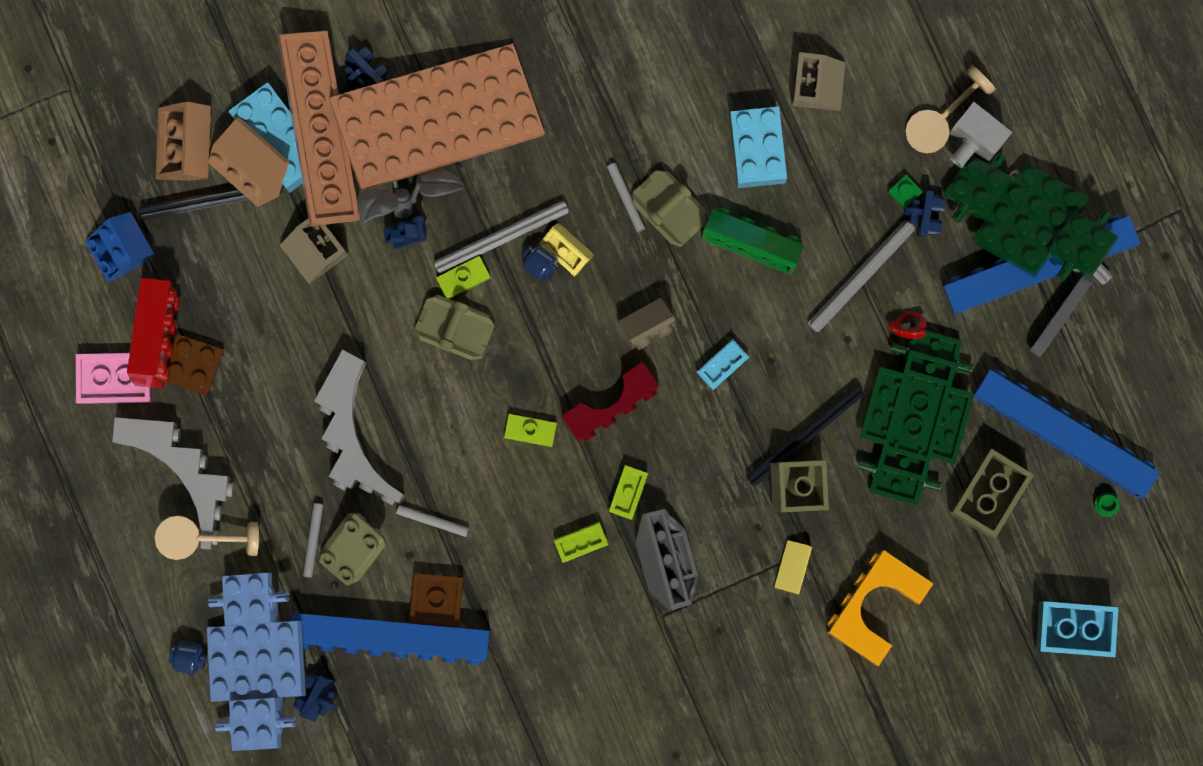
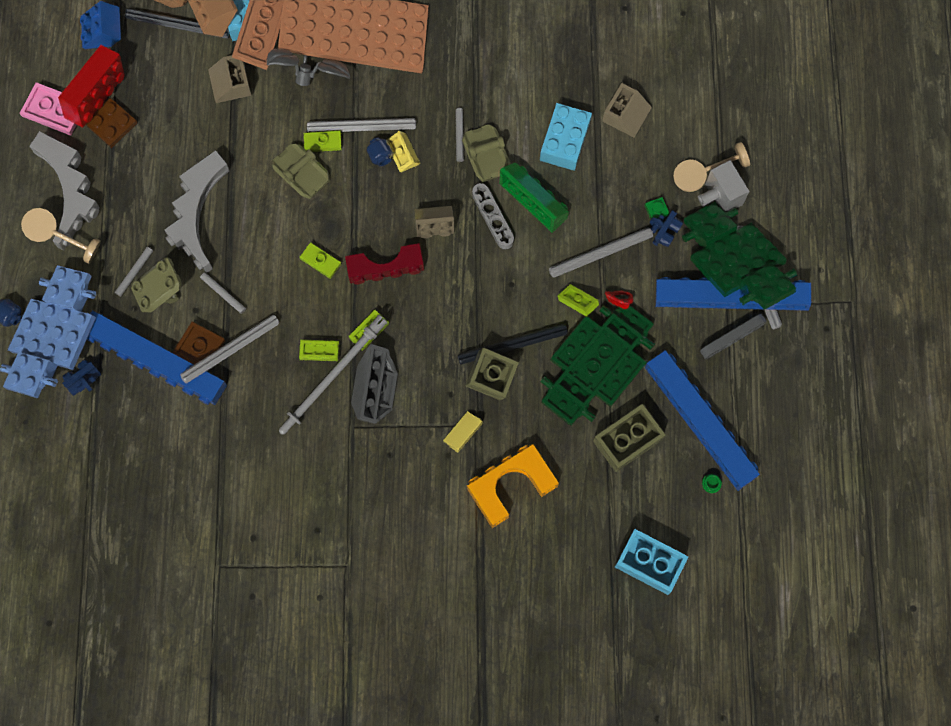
camera: 20 degrees right, 10 degrees down
(406, 233) = (297, 94): dark blue hips -> none
(477, 588) = (229, 349): none -> light grey axle
(633, 500) = (369, 333): none -> light grey bar
(714, 283) = (494, 215): none -> light grey beam
(722, 364) = (475, 271): medium azure plate -> none
(861, 350) = (578, 300): none -> lime plate

